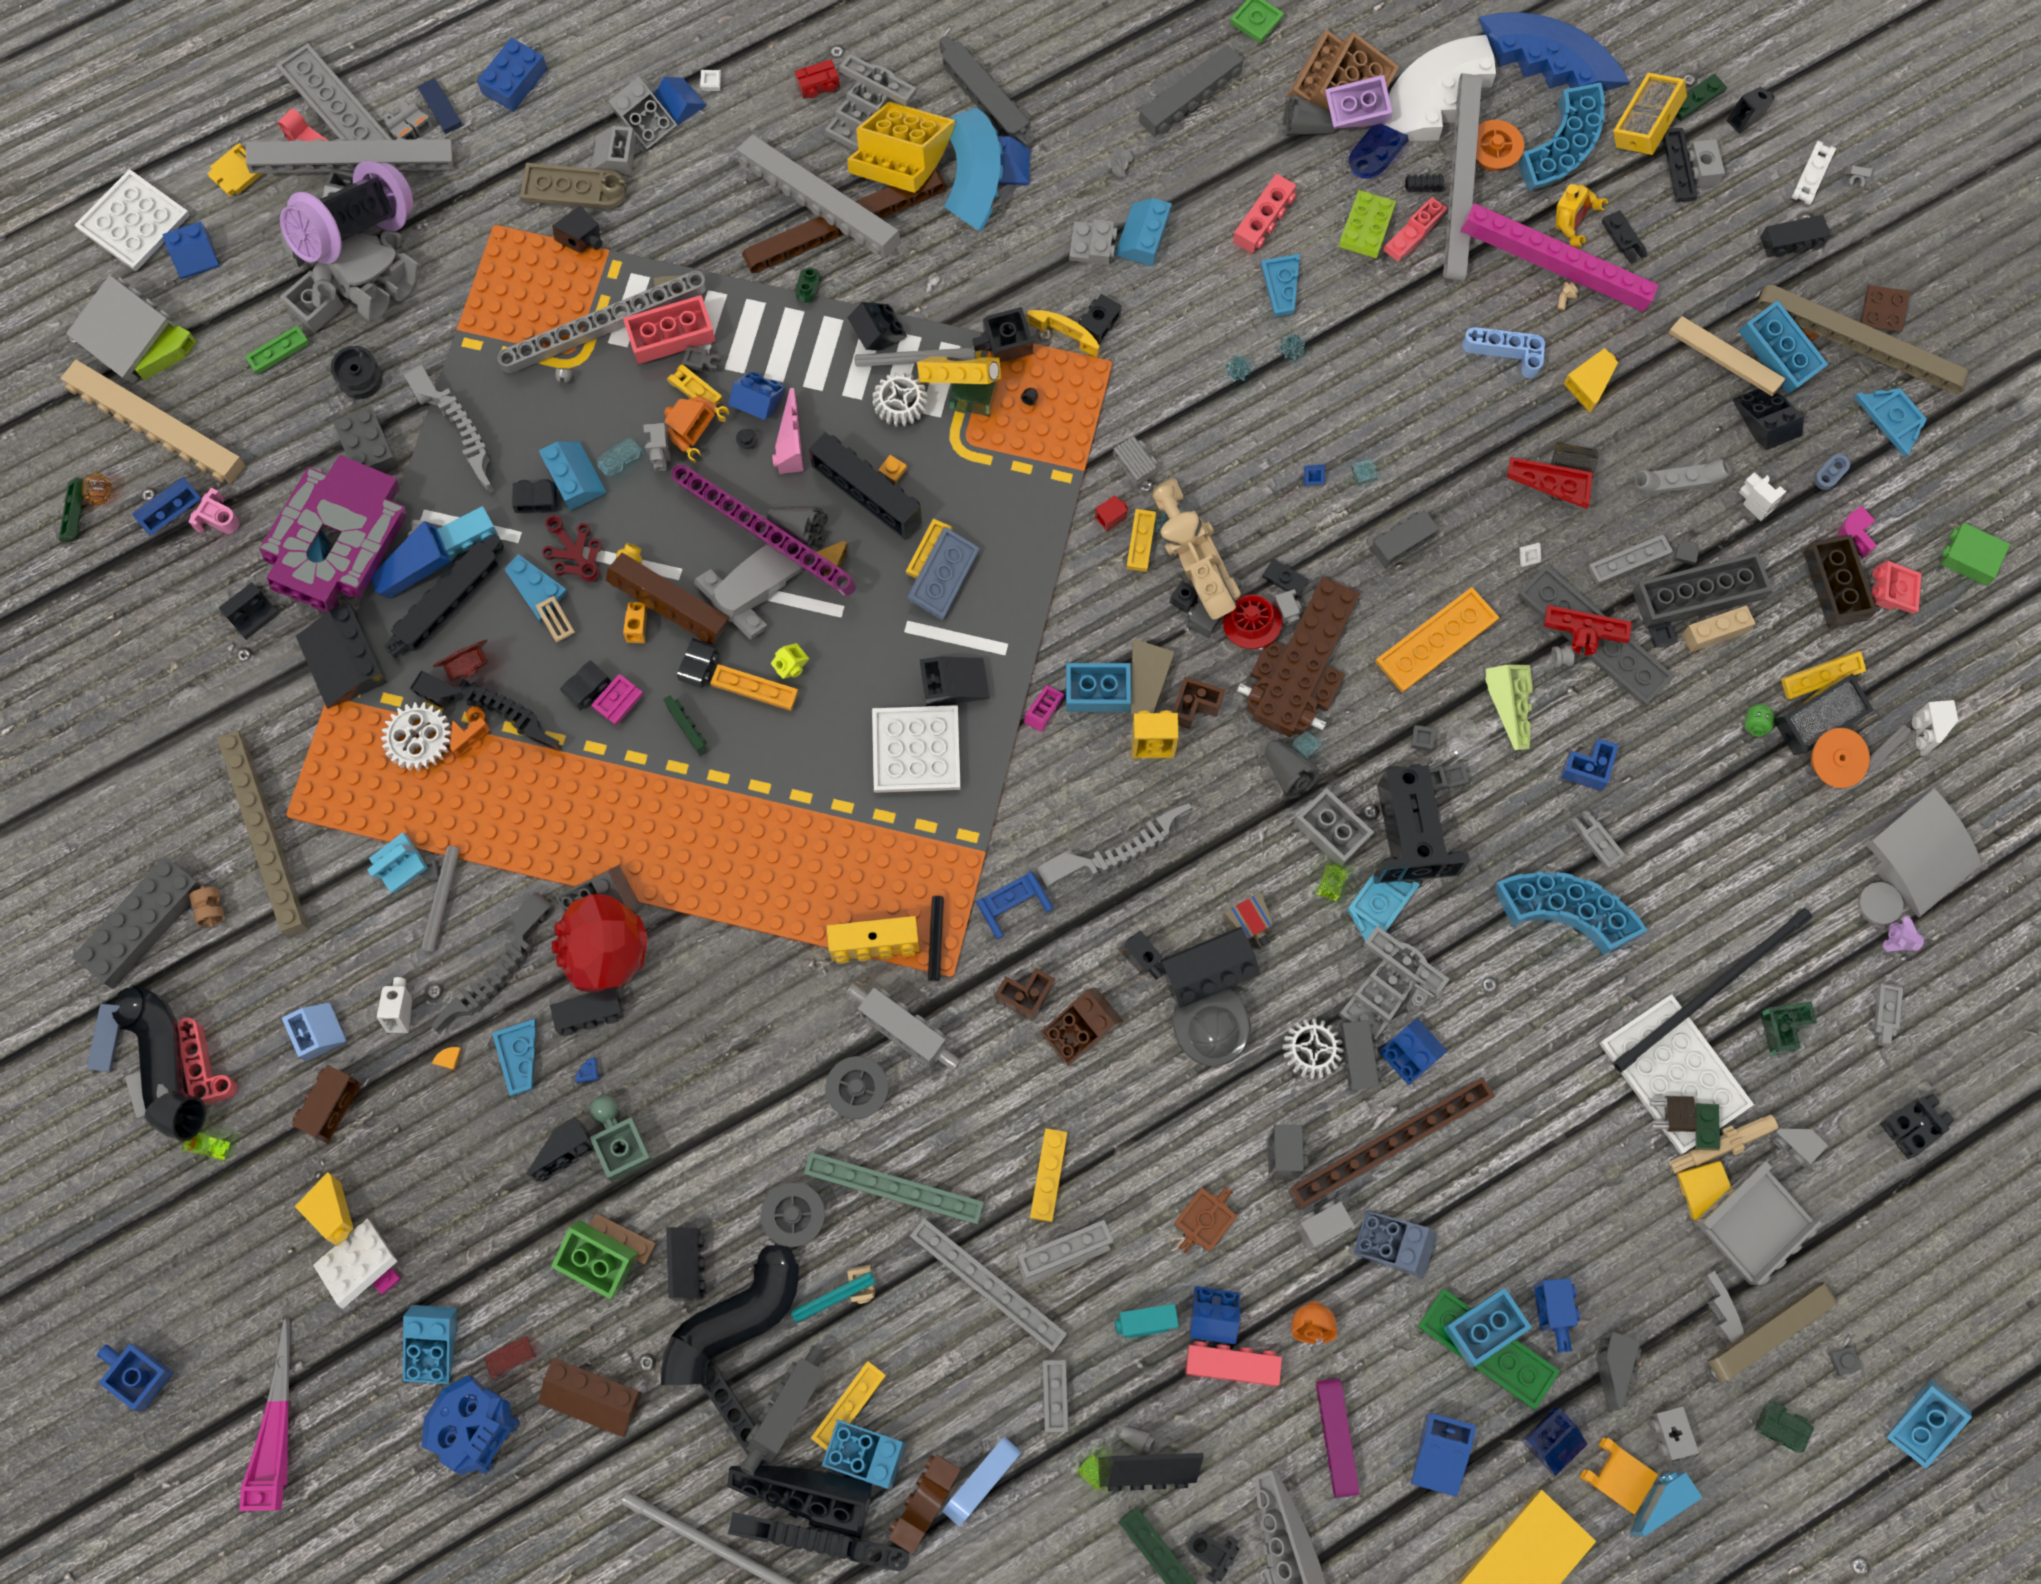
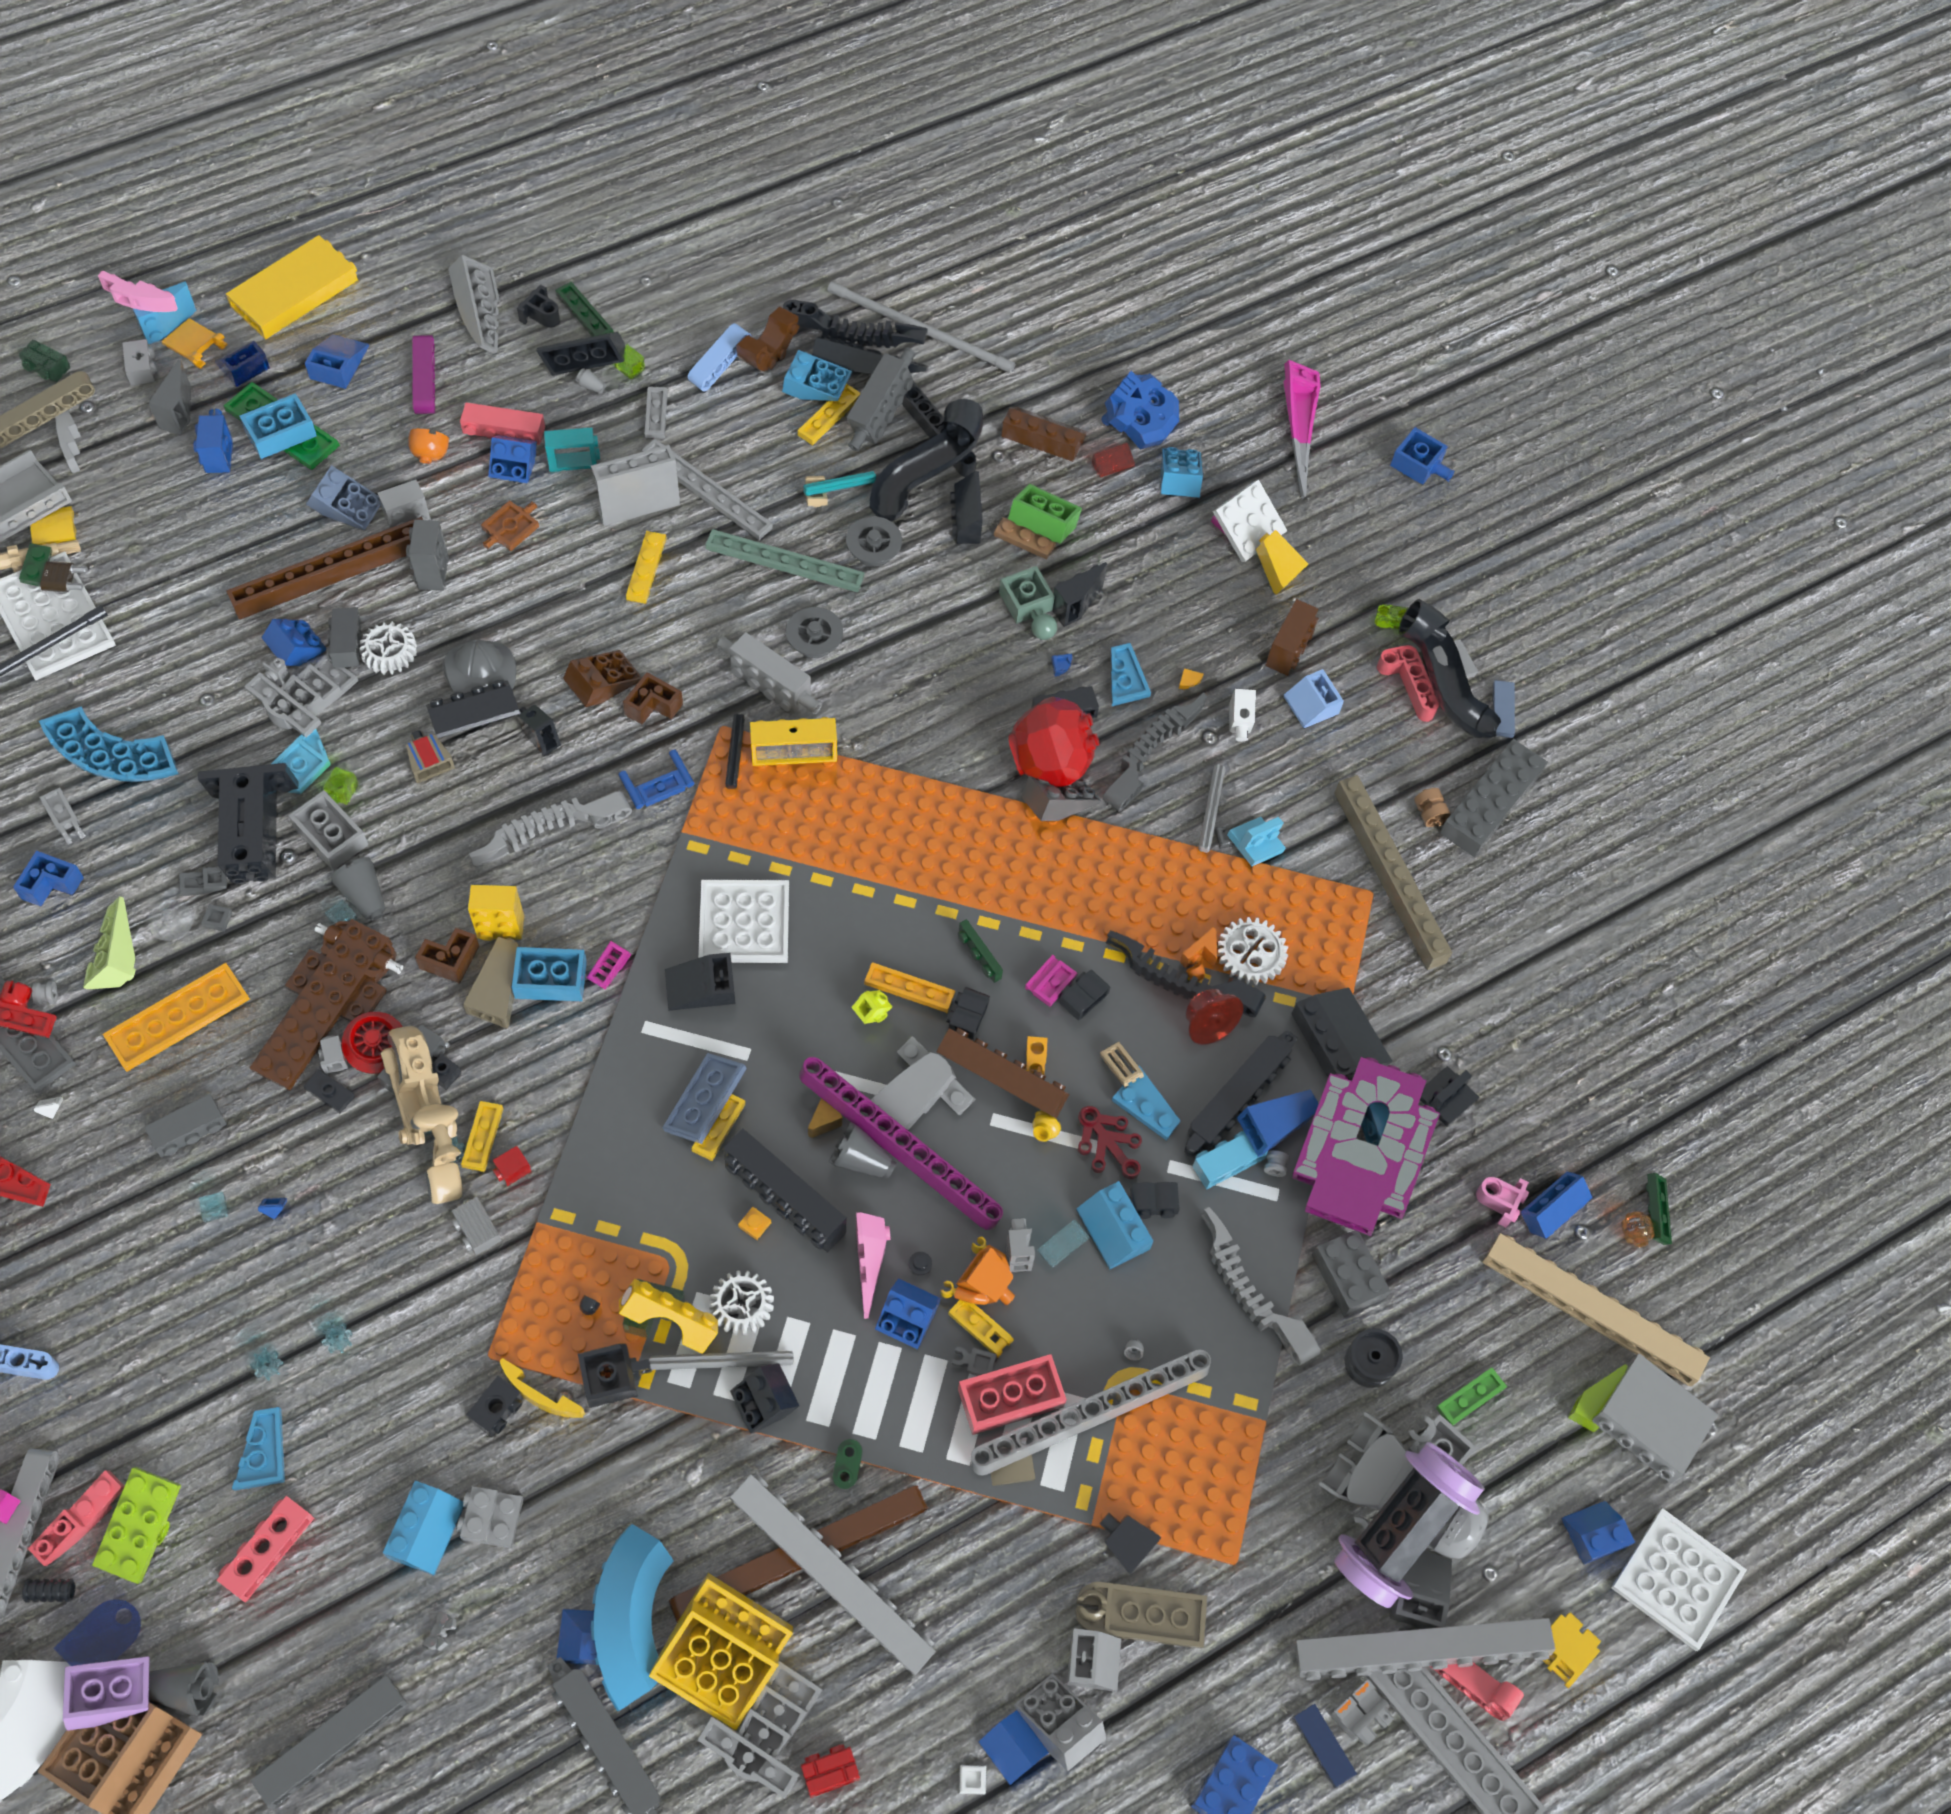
camera: 175 degrees right, 10 degrees down
(1687, 1497) = (138, 296): none -> bright pink slope

